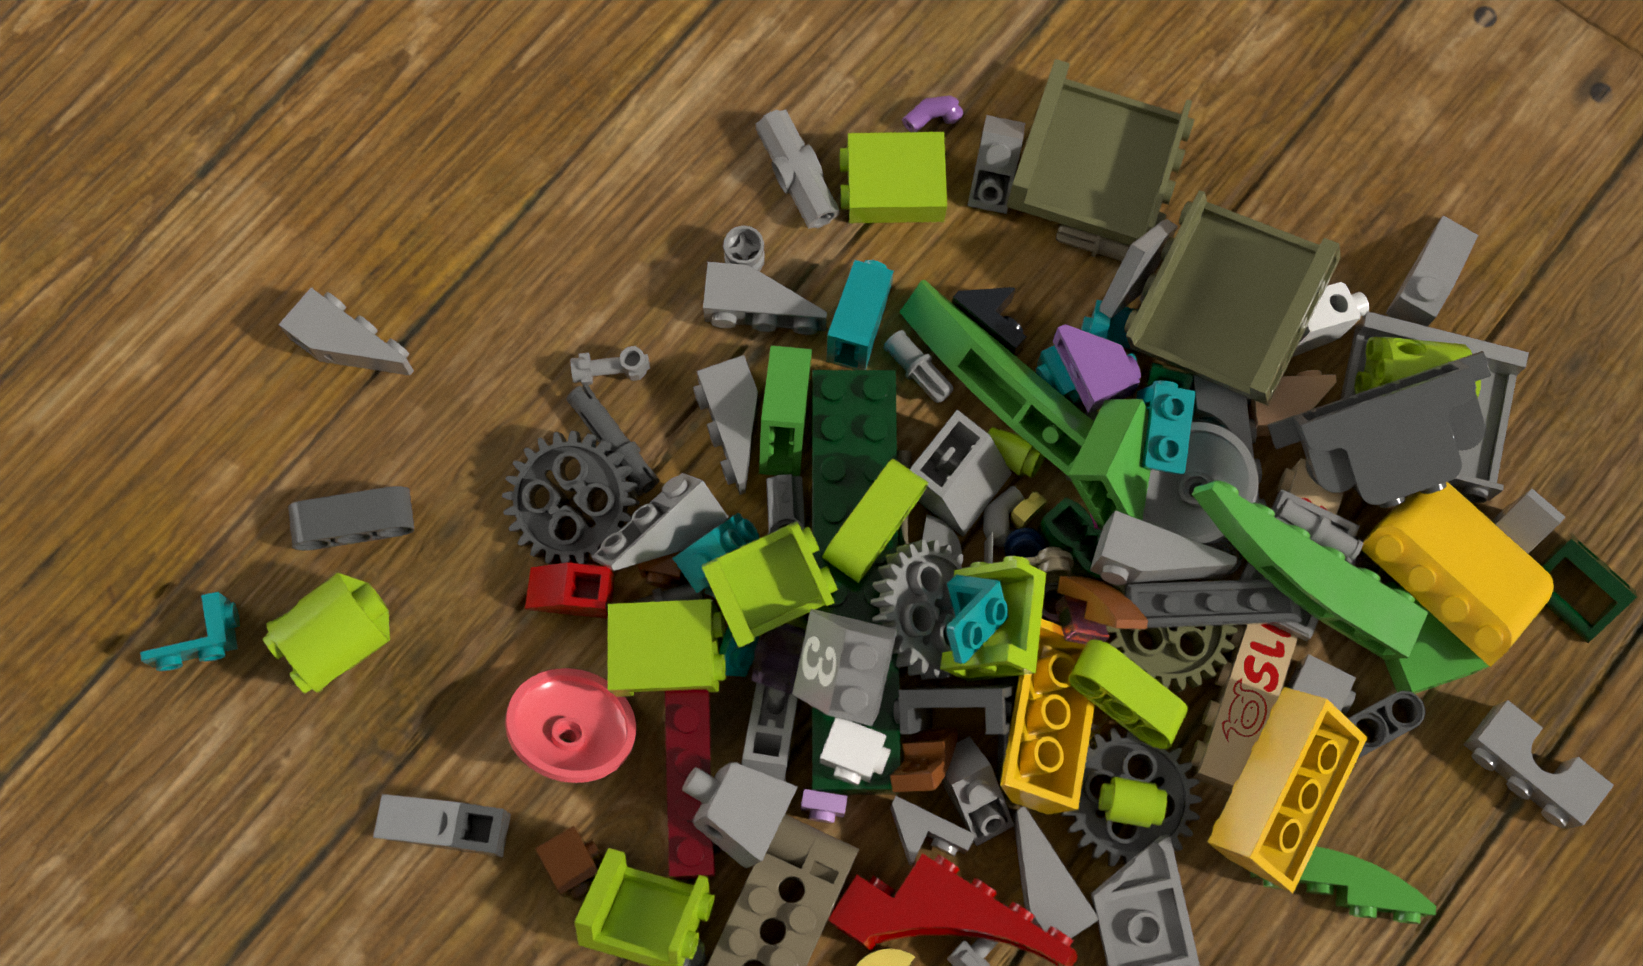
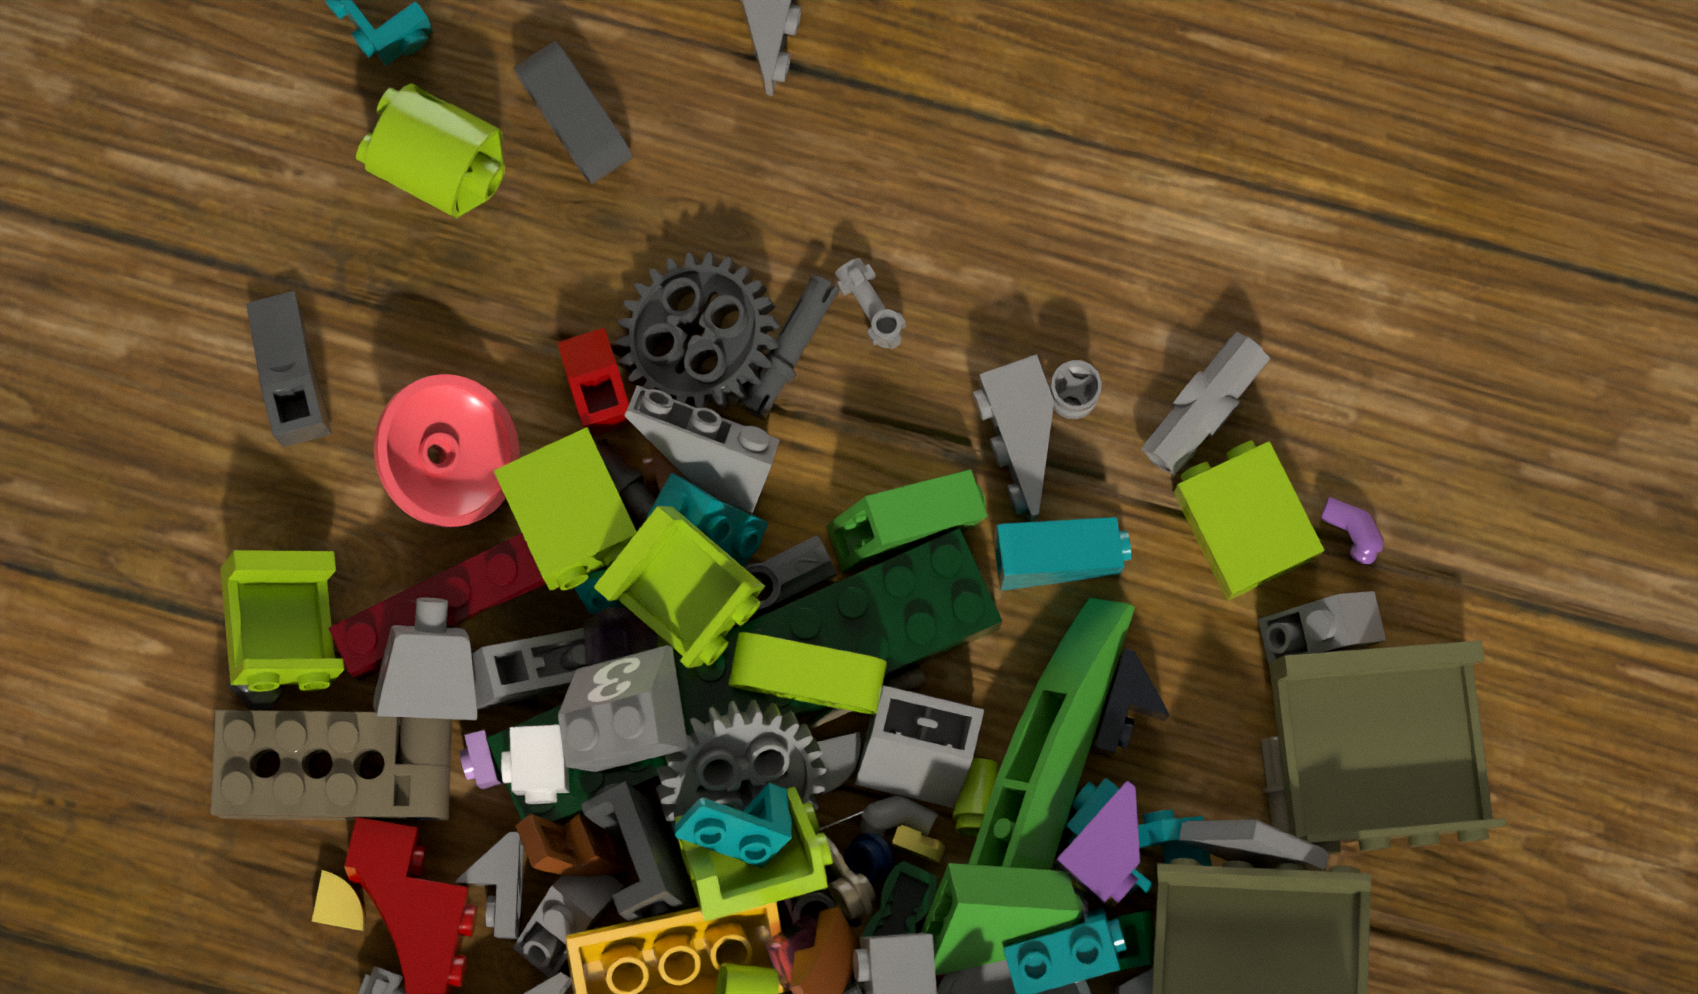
camera: 70 degrees right, 5 degrees up
(571, 862) = (305, 519): reddish brown brick -> none
(733, 406) = (885, 459): light grey slope -> none
(918, 366) = (1029, 647): light grey axle -> none

